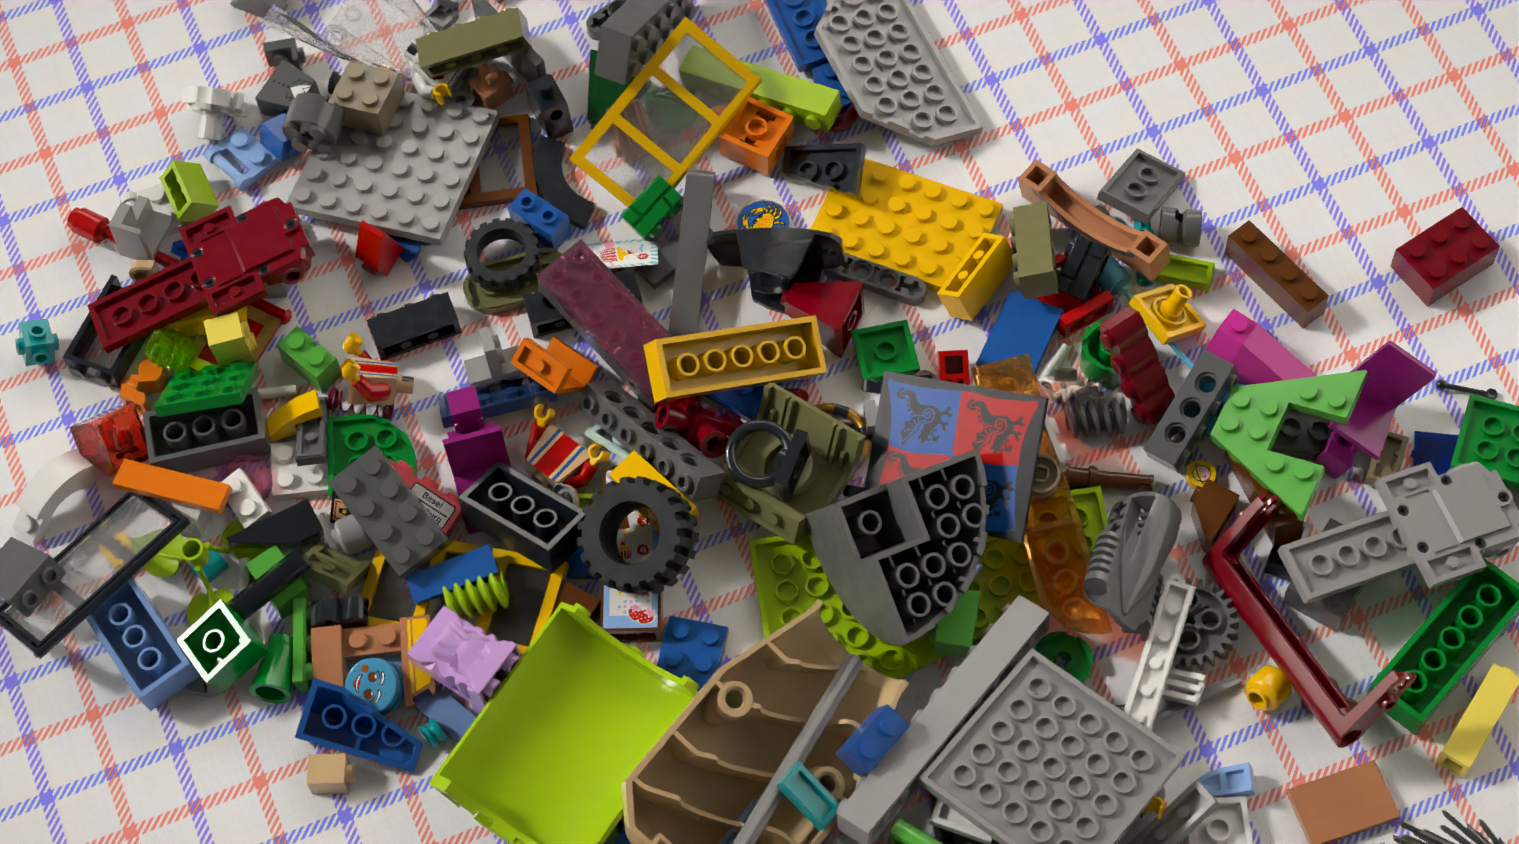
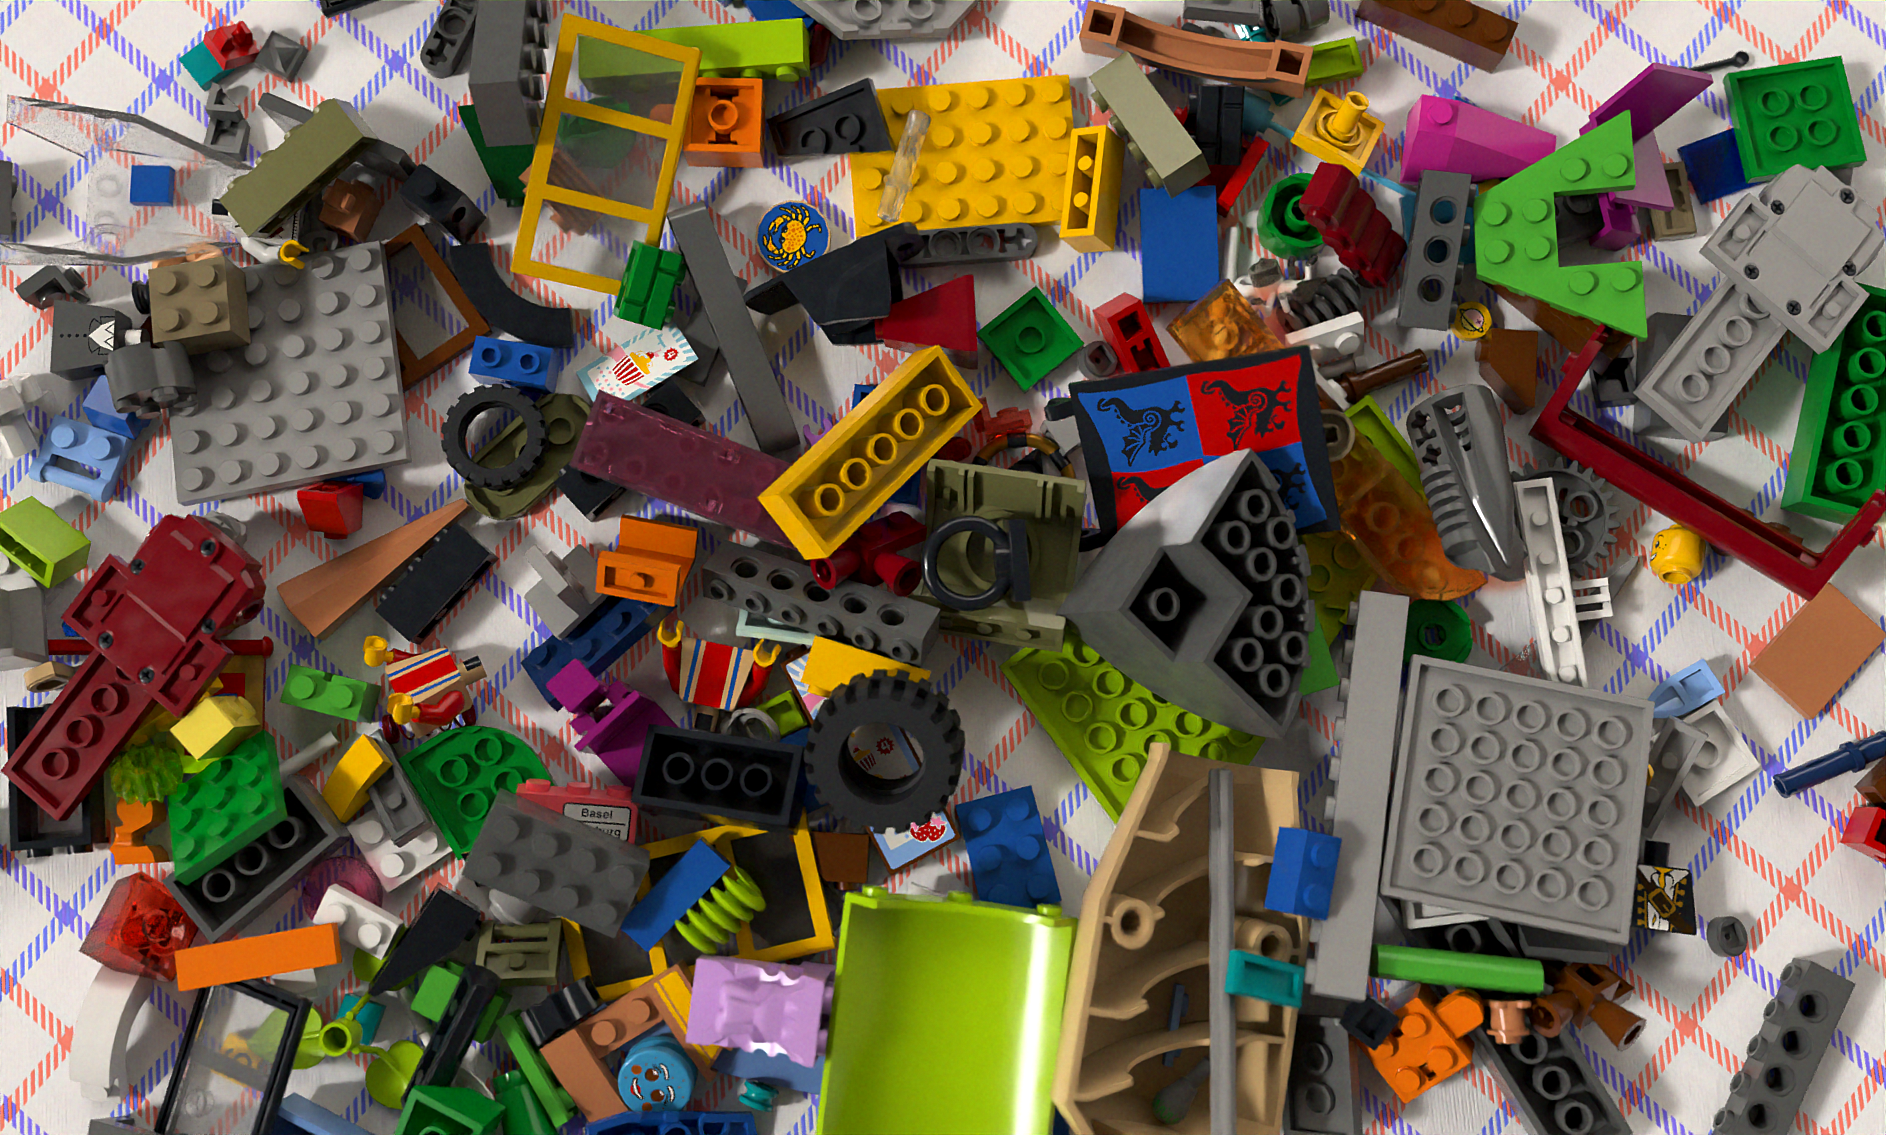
camera: 35 degrees left, 20 degrees up
(352, 302) = (338, 588): none -> nougat wedge
(379, 23) = (152, 185): none -> blue tile
(837, 393) = (1007, 421): none -> clear red bracket
(868, 199) = (903, 166): none -> clear axle
(1087, 437) = (1333, 340): none -> white plate

